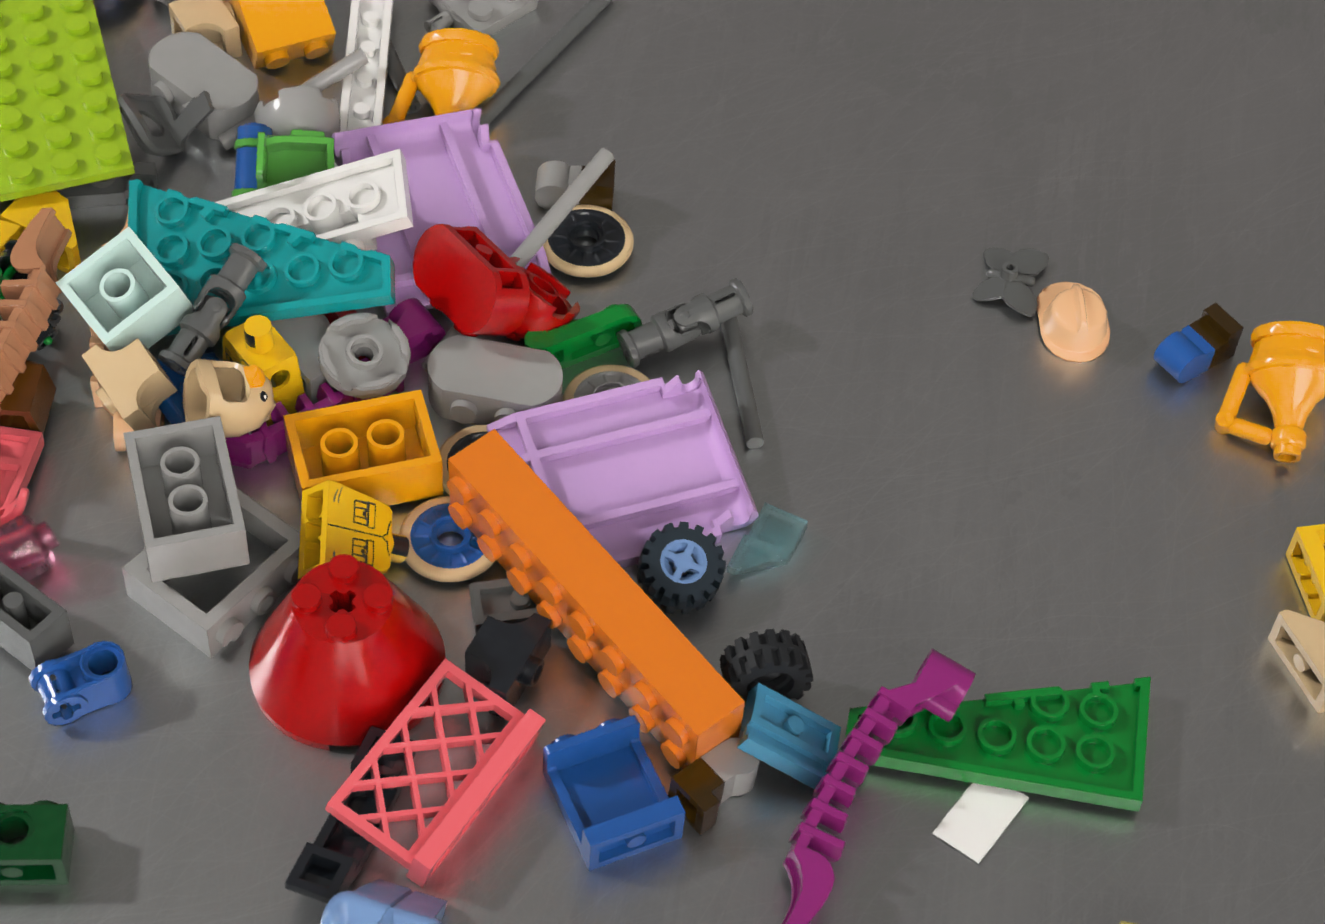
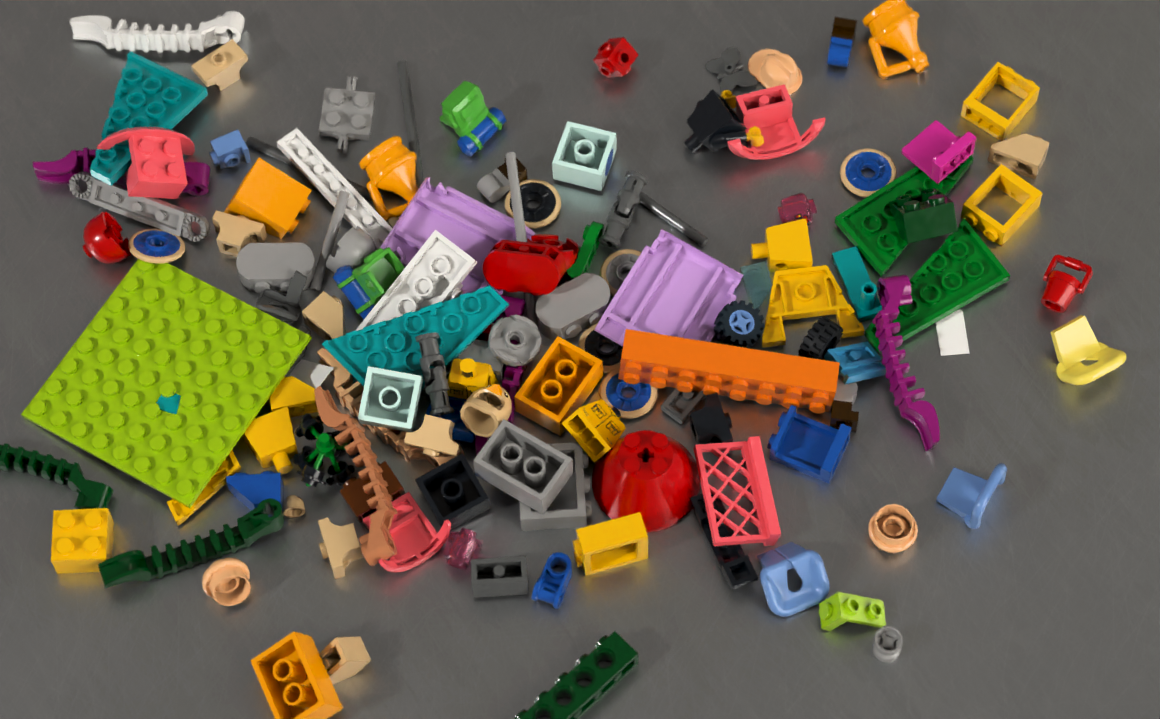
camera: 35 degrees left, 10 degrees up
(81, 475) = (453, 492): none -> black brick
(97, 219) = (311, 373): none -> white sticker
(195, 169) = (325, 316): none -> tan slope
(196, 691) = (611, 544): none -> yellow window
(611, 88) = (470, 117): none -> bright green piece
(704, 228) = (584, 156): none -> light aqua brick
(819, 601) = (804, 295): none -> yellow wing
(853, 526) = (785, 246): none -> yellow torso
(869, 154) = (615, 57): none -> red brick
(909, 639) = (857, 283): none -> teal piece
(915, 492) = (797, 208): none -> clear pink head
(920, 312) = (716, 123): none -> black torso
(988, 365) = (772, 114): none -> coral piece
(1050, 600) = (871, 222): none -> green wing
(1072, 548) = (862, 159): none -> blue wheel
(1085, 622) = (924, 215): none -> dark green slope
(1197, 562) = (939, 150): none -> dark pink bracket
(1207, 880) = (1063, 287): none -> red piece
(1275, 706) = (1013, 186): none -> yellow window

